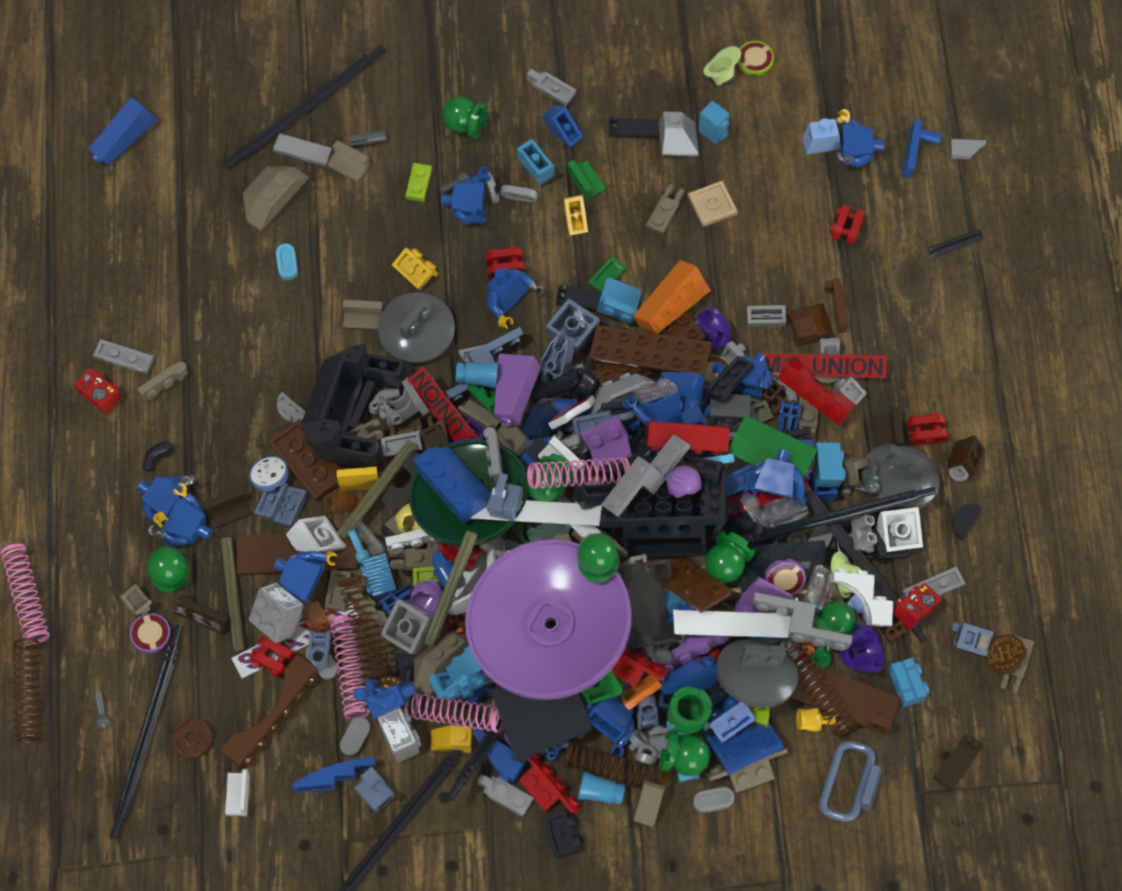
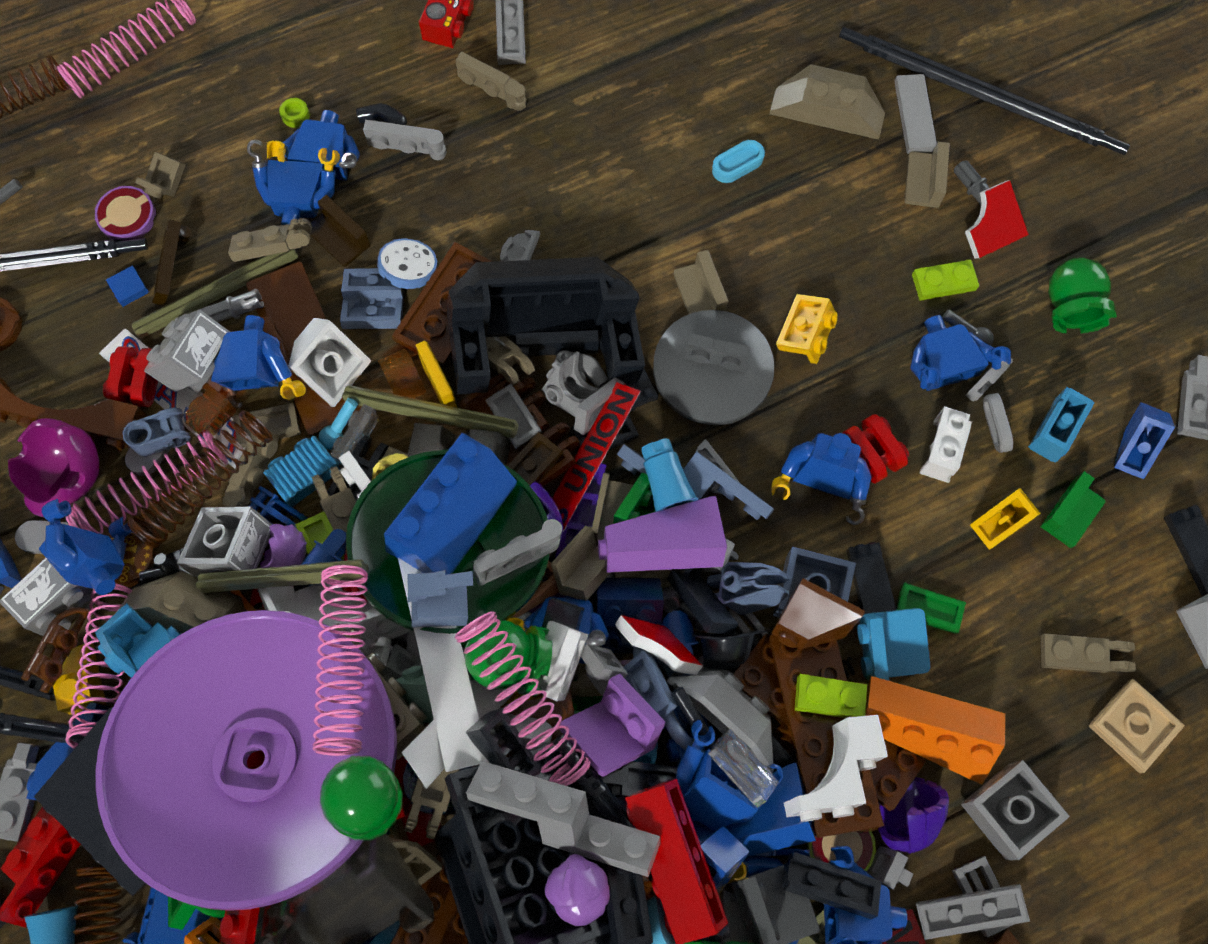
camera: 65 degrees right, 5 degrees up
(124, 508) = (294, 112): none -> lime tile
(168, 569) = (215, 193): green tile -> none
(180, 446) = (405, 138): none -> light grey plate
(204, 646) = (127, 286): none -> blue tile
(215, 548) = (270, 240): none -> dark tan hinge
(251, 592) = (233, 306): none -> light grey axle
(316, 711) = (54, 464): none -> magenta piece
(398, 137) = (998, 221): none -> red tile
(430, 731) = (63, 641): none -> reddish brown piece
(521, 223) = (948, 444): none -> white window
(567, 559) = (353, 744): none -> bright pink piece
(590, 327) = (815, 617): none -> slope
(636, 339) = (830, 697): none -> lime plate
(685, 350) = (856, 748): none -> white arch
(729, 280) = (1015, 810): none -> light grey brick
(771, 323) = (972, 911): none -> light grey tile

